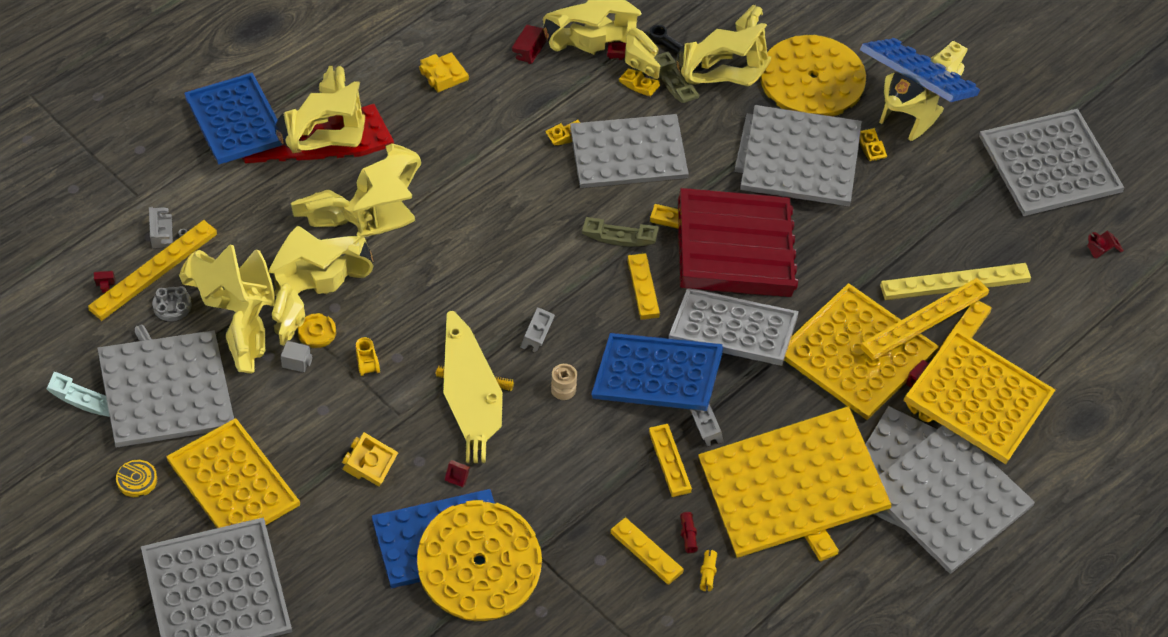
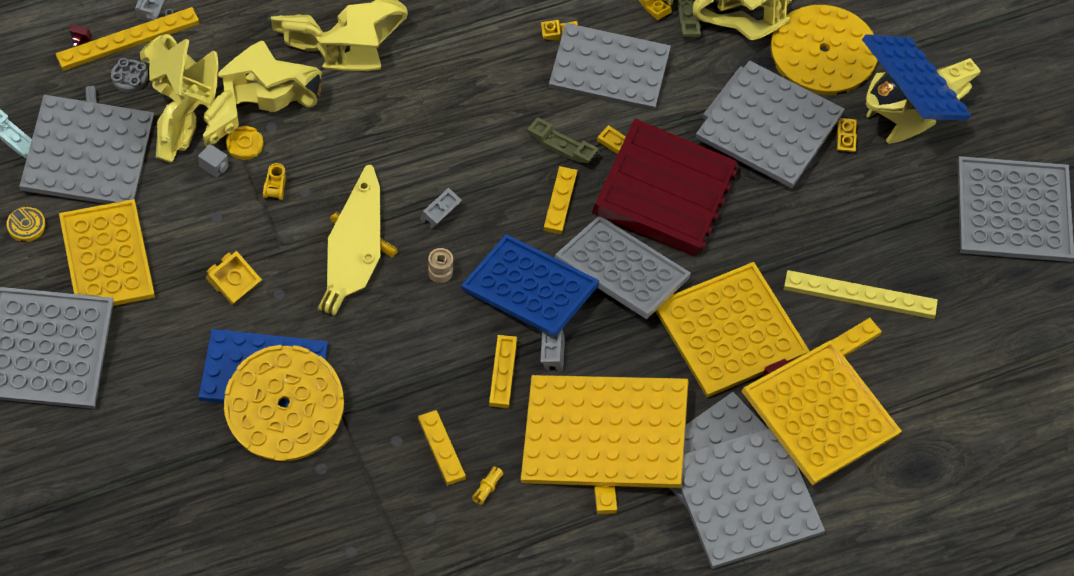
camera: 20 degrees right, 5 degrees up
(457, 473) = (305, 317): dark red tile -> none
(688, 532) = (487, 444): dark red pin -> none
(924, 318) = (807, 320): yellow plate -> none
(1102, 243) = (1024, 305): dark red bracket -> none

